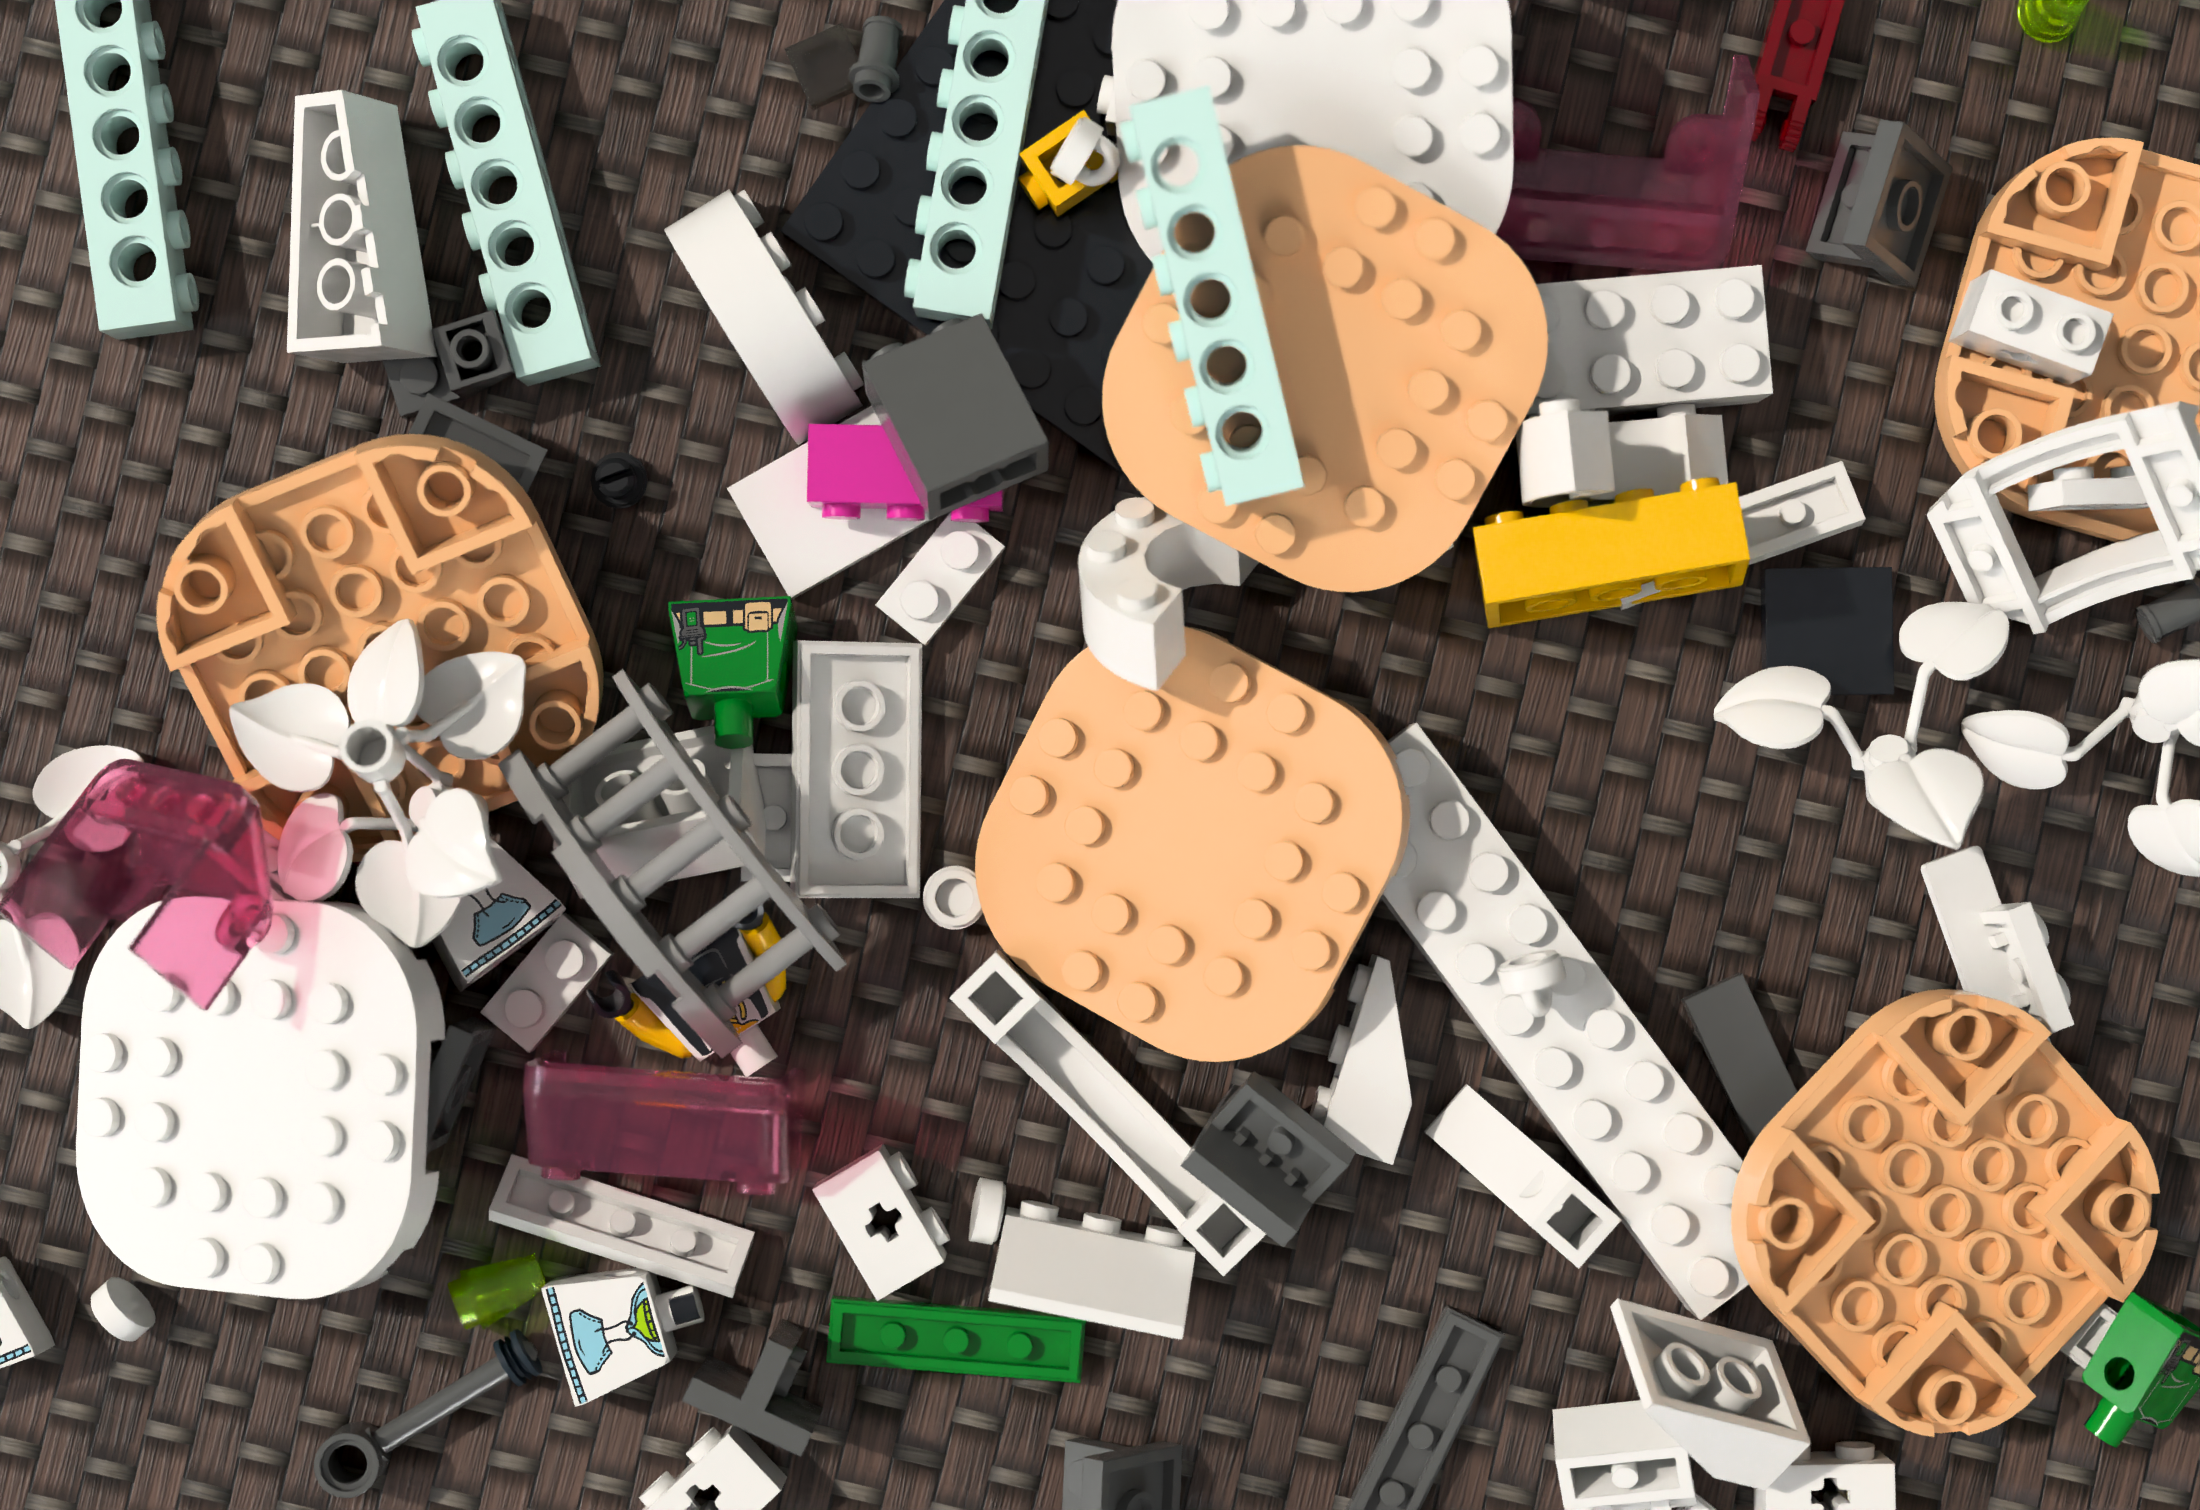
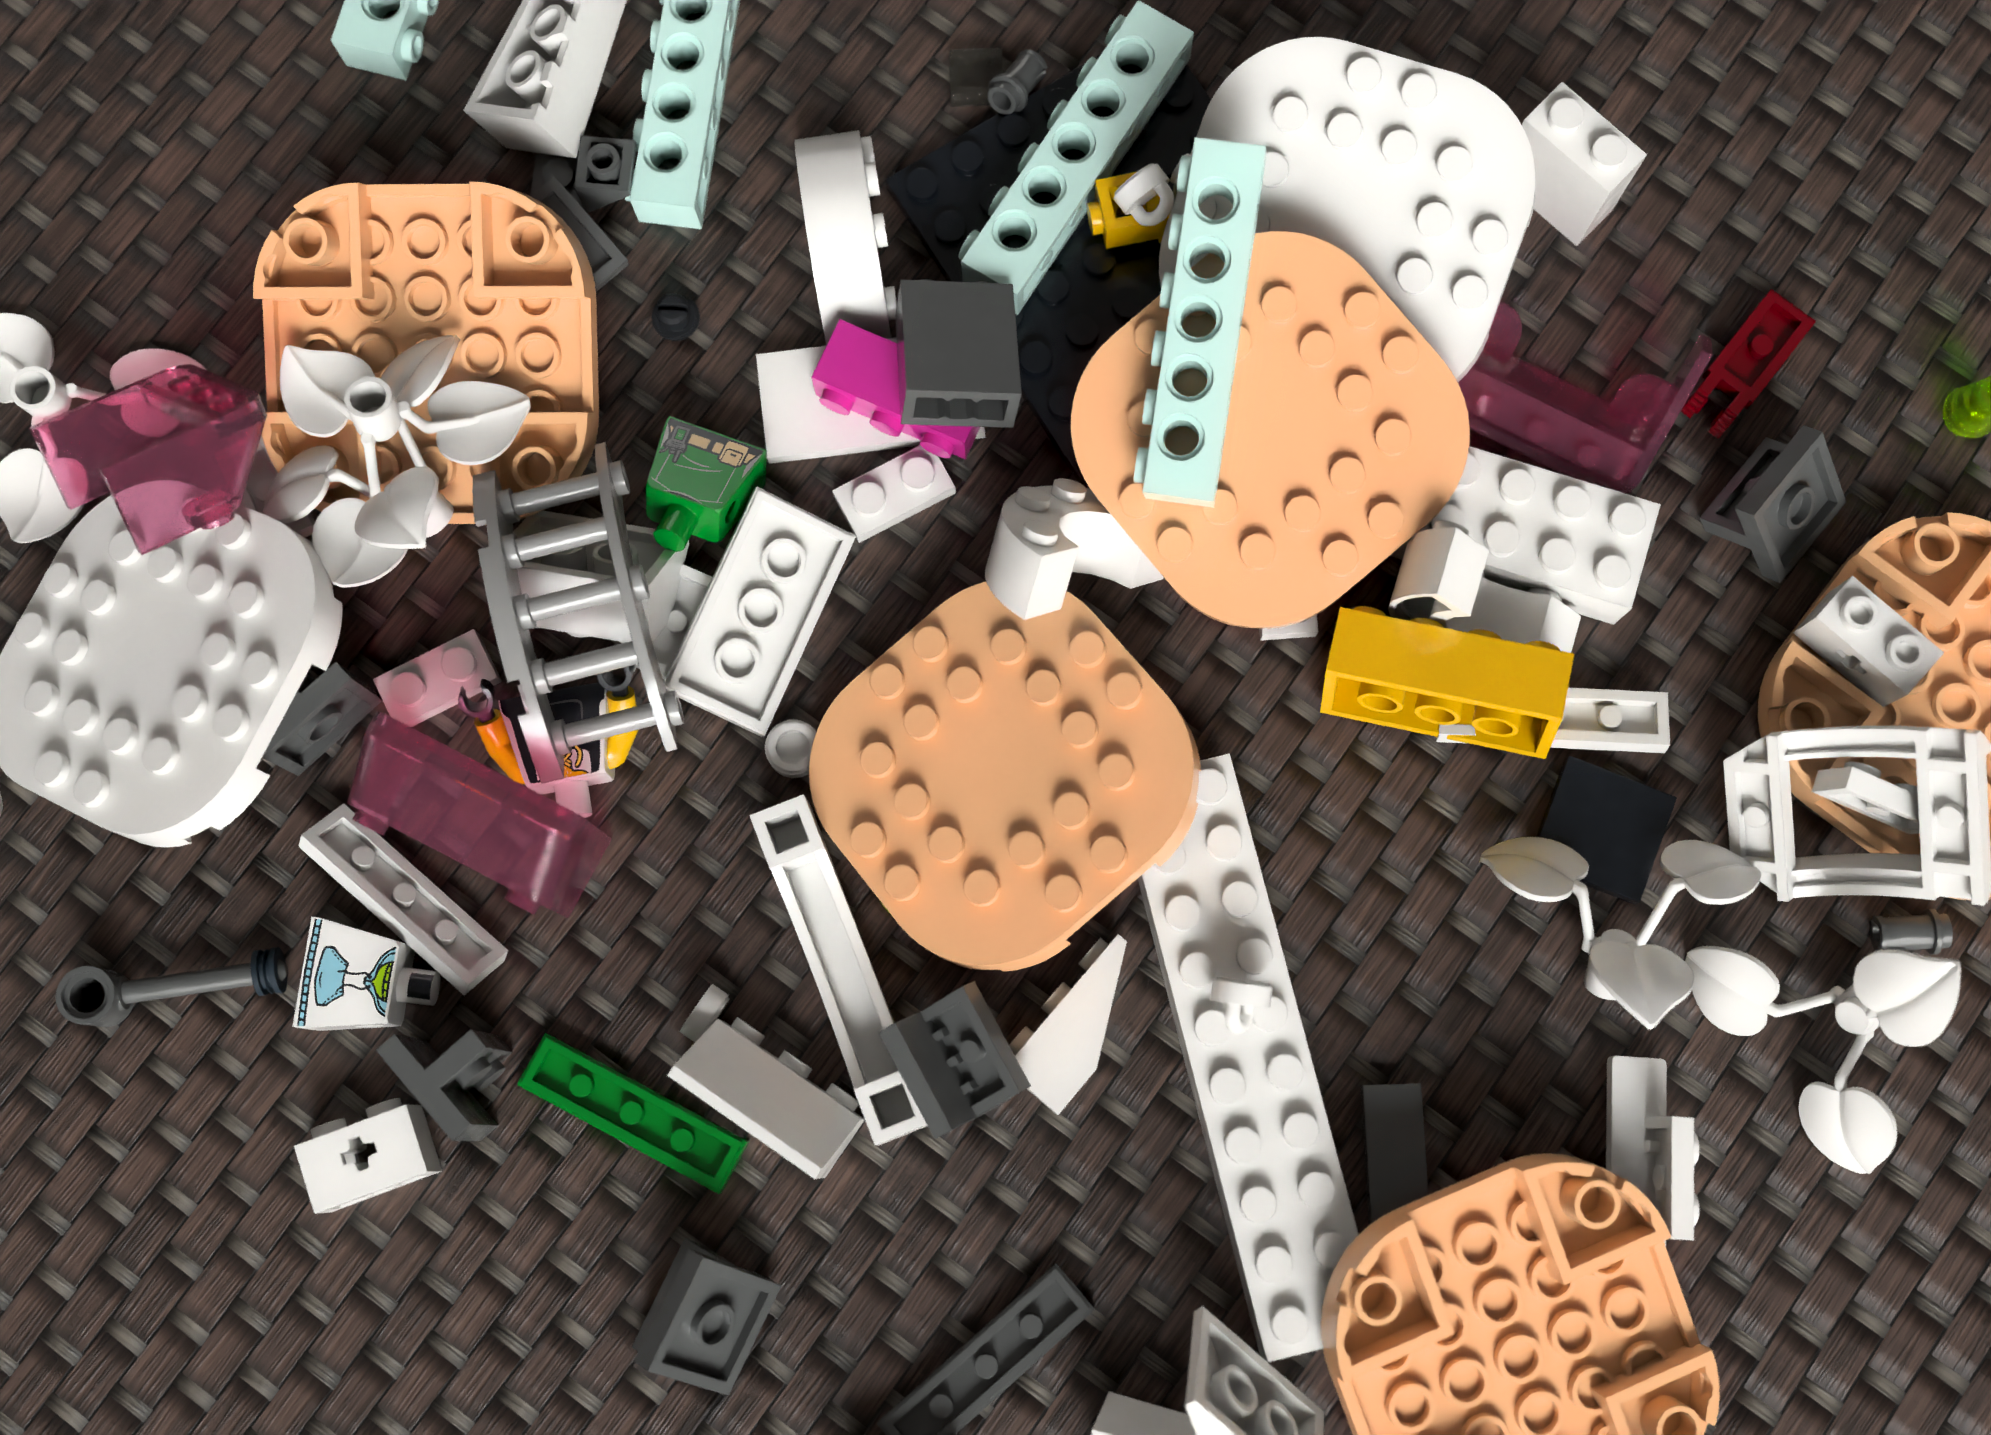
camera: 30 degrees right, 10 degrees down
(495, 922) = (416, 602): white torso -> none
(495, 1290) = (276, 907): clear neon green cone -> none
(882, 1257) = (600, 1013): white brick -> none
(1522, 1176) = (1165, 1175): white slope -> none

